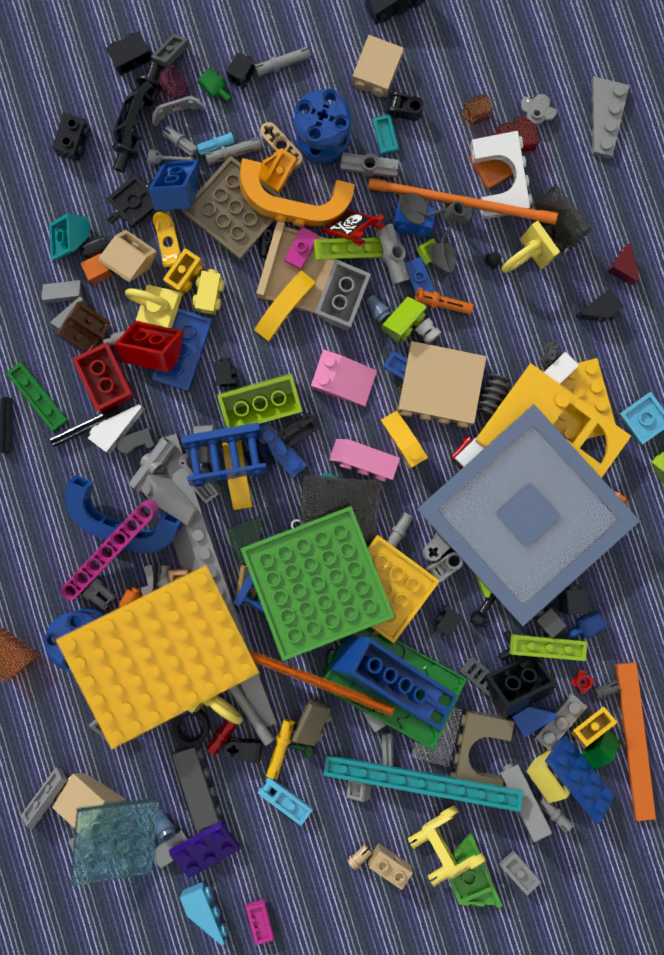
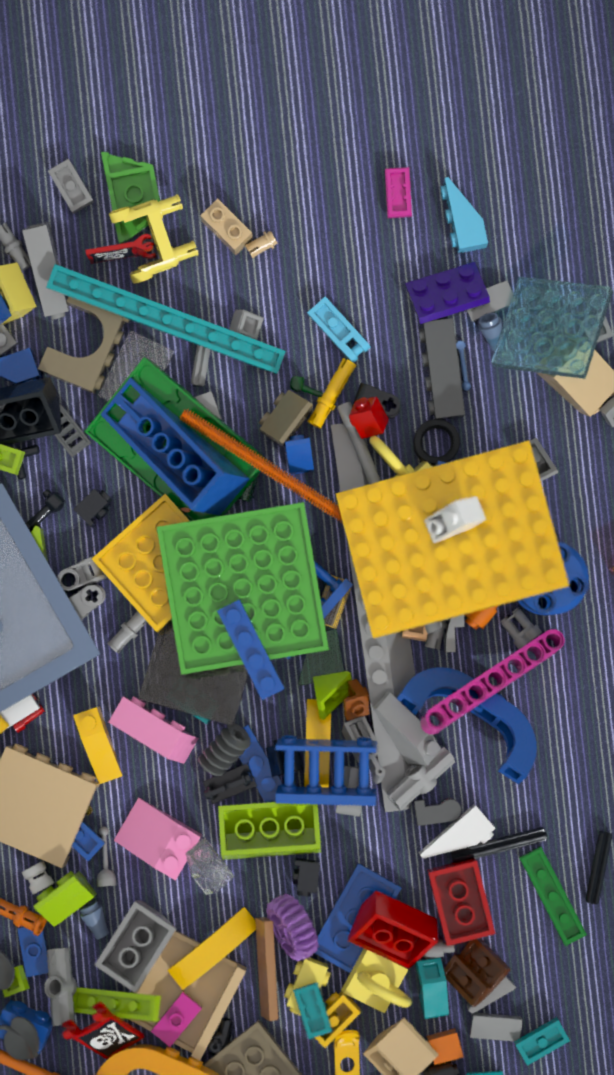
camera: 165 degrees left, 0 degrees up
(25, 287) = (541, 1041): none -> teal plate
(112, 309) = (433, 988): none -> teal slope
(157, 674) = (455, 519): none -> white slope
(176, 777) = (460, 345): none -> medium blue hinge
(198, 273) = (313, 1010): none -> teal plate
(212, 513) = (358, 701): none -> dark orange bracket
(221, 736) = (401, 423): red pin -> none
(227, 332) = (292, 927): none -> medium lavender gear
(234, 516) = (331, 691): none -> lime slope
(241, 298) = (266, 968): none -> medium nougat tile
(246, 737) = (368, 417): none -> red brick
(295, 696) = (299, 455): none -> blue slope
(300, 364) = (207, 867): none -> clear slope
(300, 536) = (250, 649): none -> blue plate
(306, 455) = (224, 750): none -> dark grey piece
(377, 341) = (106, 876): none -> light grey hinge
(469, 830) = (122, 251): none -> red flag

